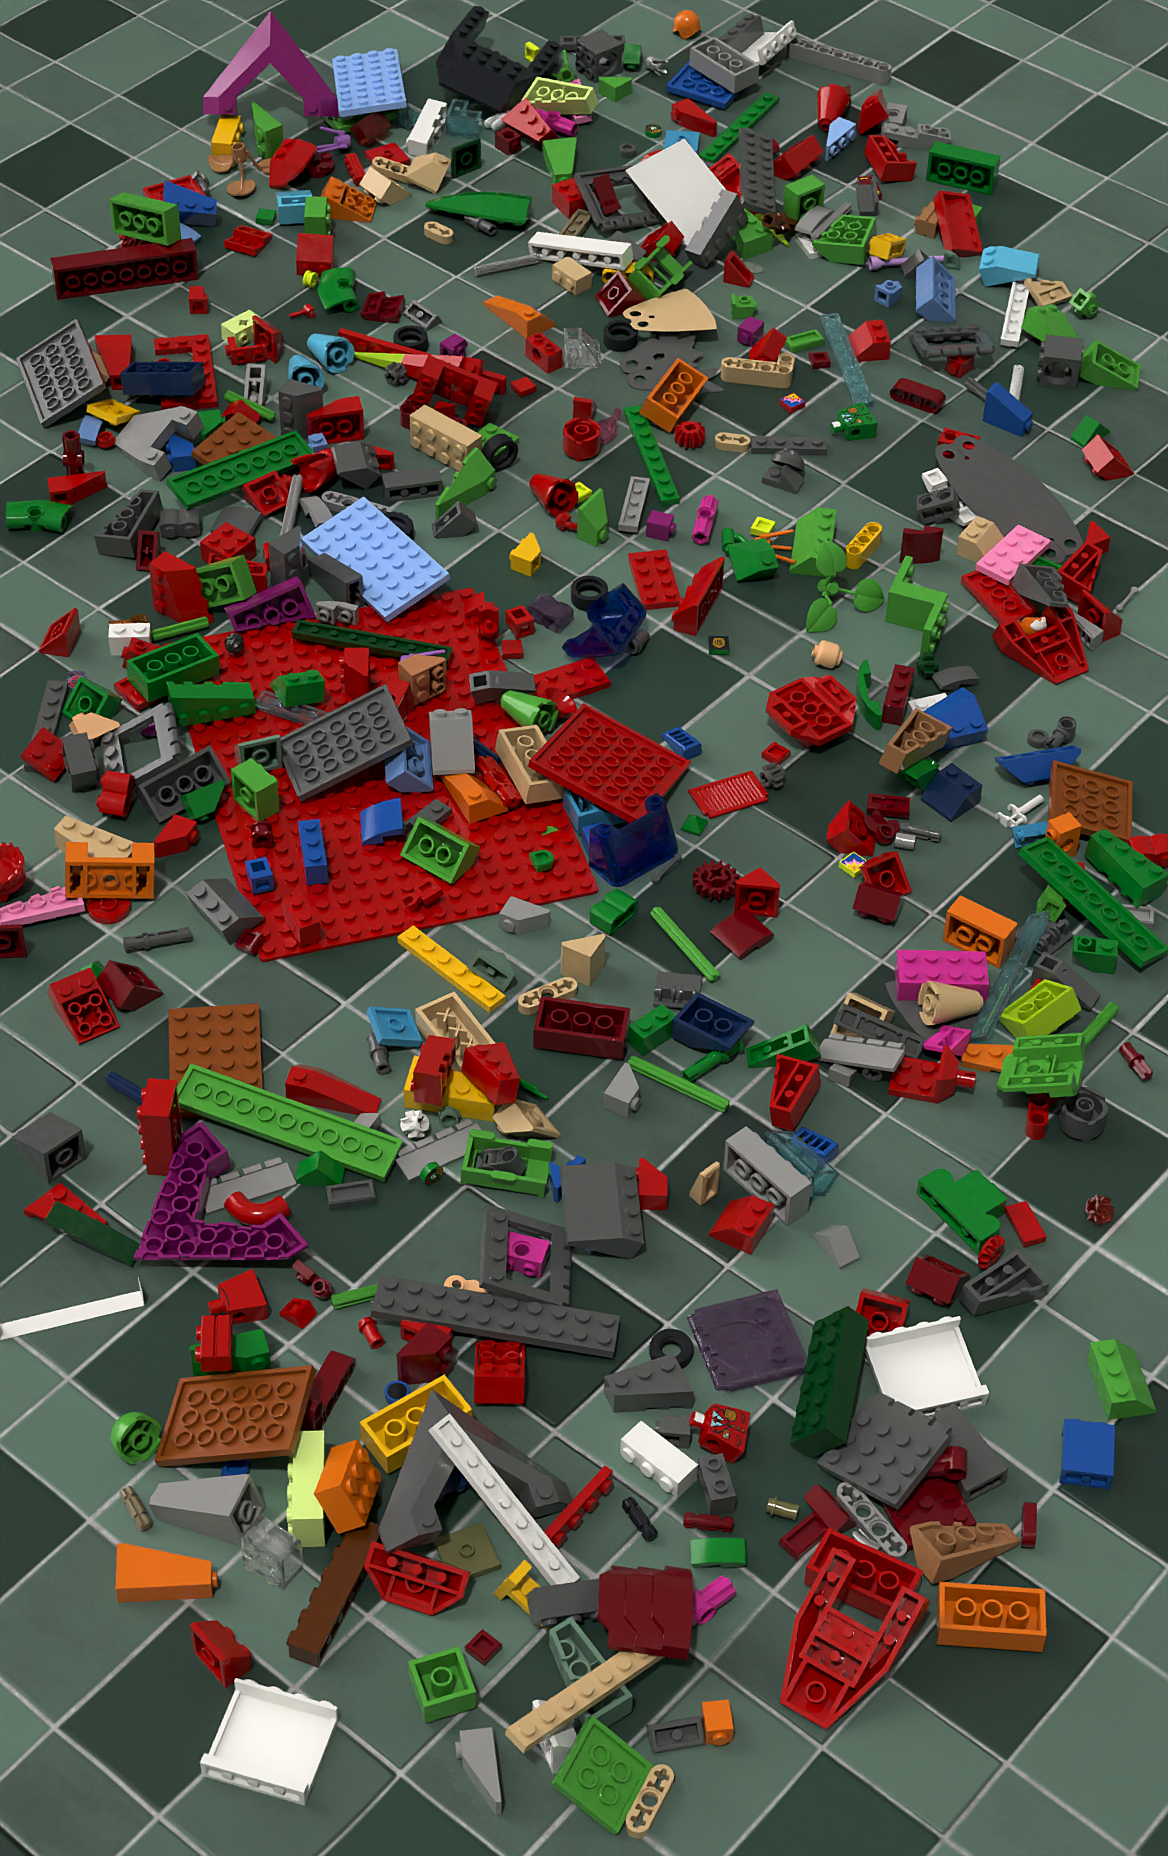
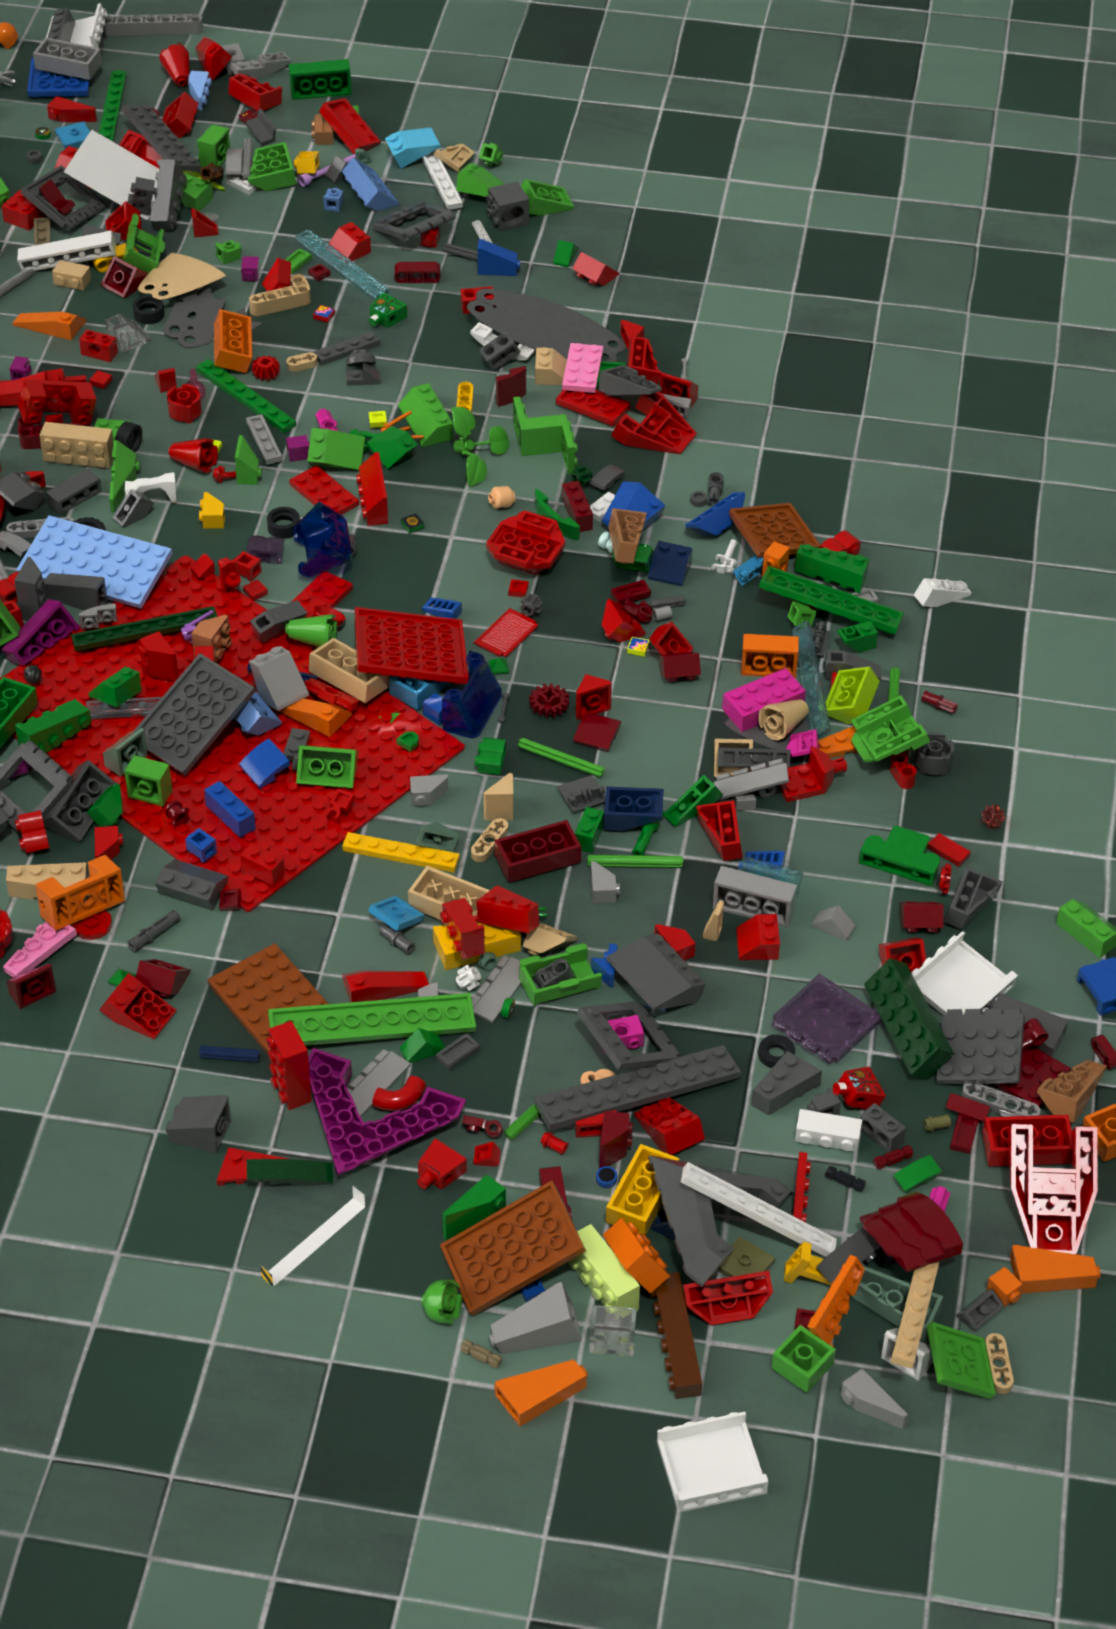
camera: 30 degrees left, 0 degrees up
(215, 1343) = (465, 1200): red brick -> none
(220, 1651) = (628, 1420): red slope -> none
(501, 508) = (165, 482): none -> white animal
(501, 1649) = (836, 1302): none -> orange wing
(691, 218) = (141, 194): none -> dark grey brick
(691, 539) = (335, 449): none -> bright green slope
(782, 1732) = (1052, 1270): none -> orange slope
(1033, 625) = (637, 414): hair -> none

